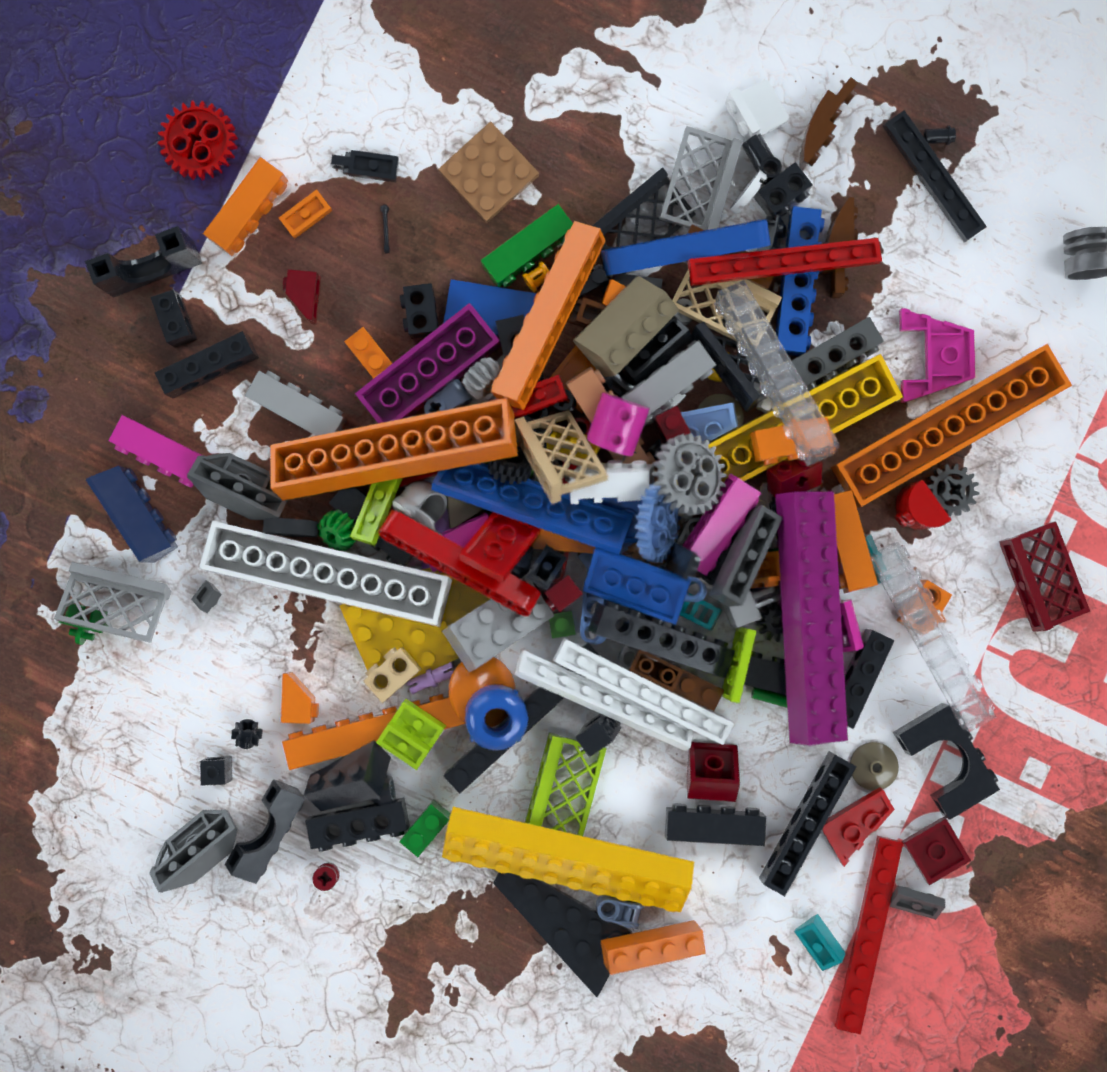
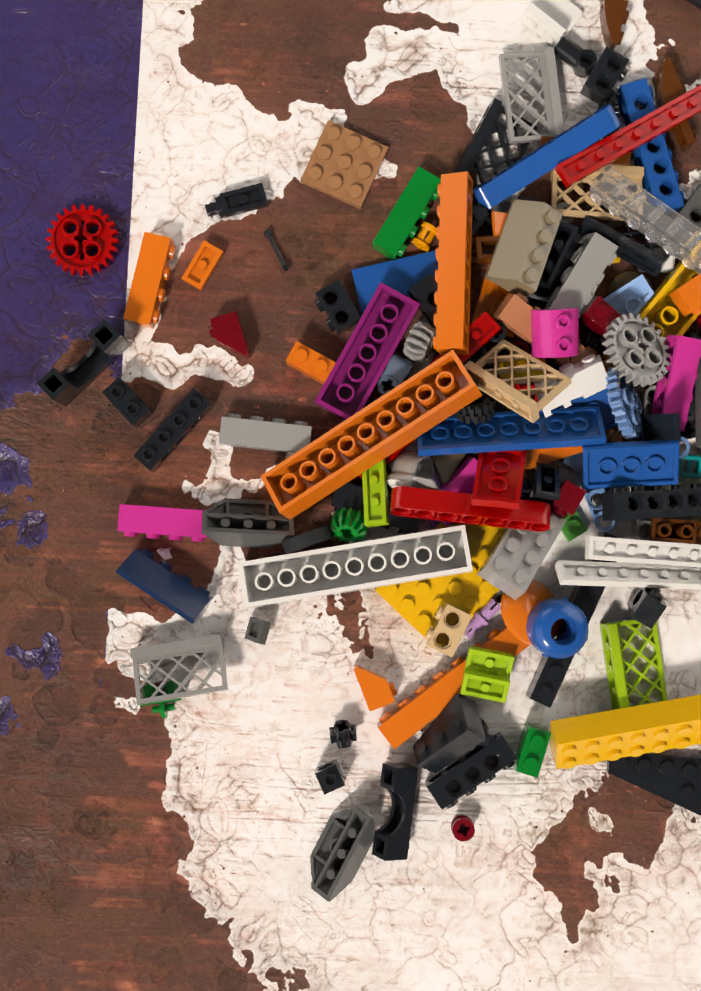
camera: 25 degrees left, 0 degrees up
(748, 192) = (577, 88): white tile -> none

